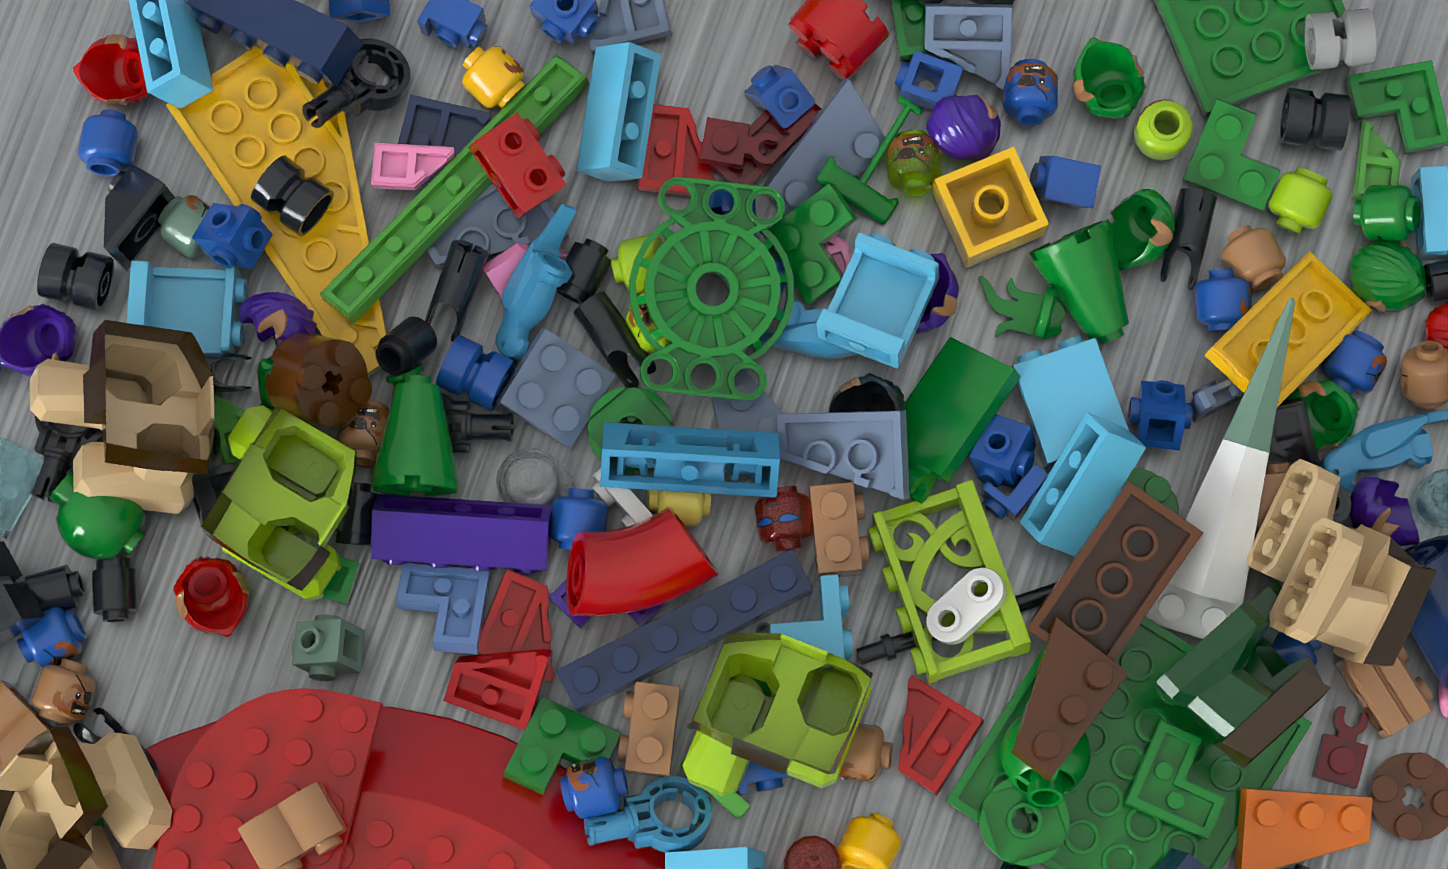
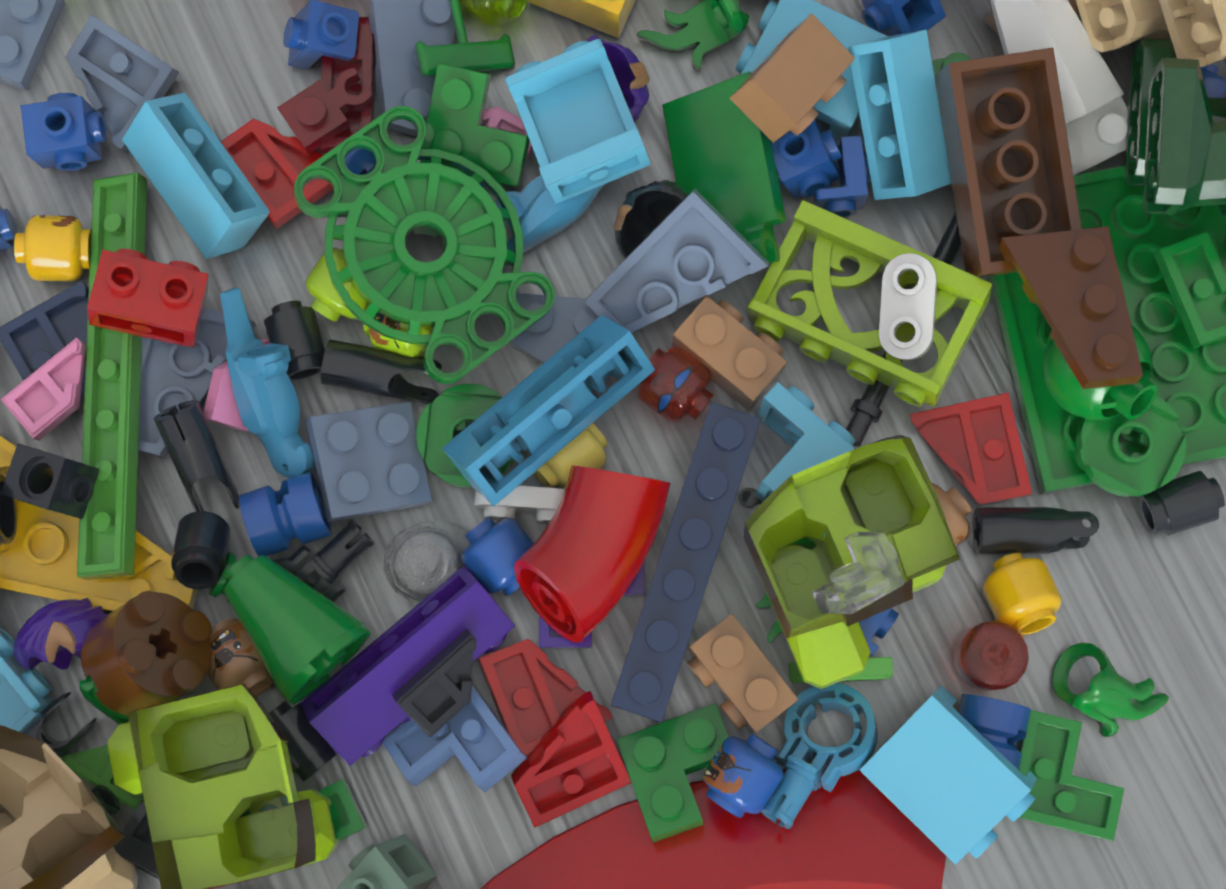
camera: 45 degrees left, 0 degrees up
(357, 222) = (50, 481): none -> black brick
(467, 563) = (440, 686): none -> black tile
(762, 733) = (865, 580): none -> clear bracket
(914, 816) = (1030, 530): none -> black piece
(1032, 400) = (793, 79): none -> medium nougat brick

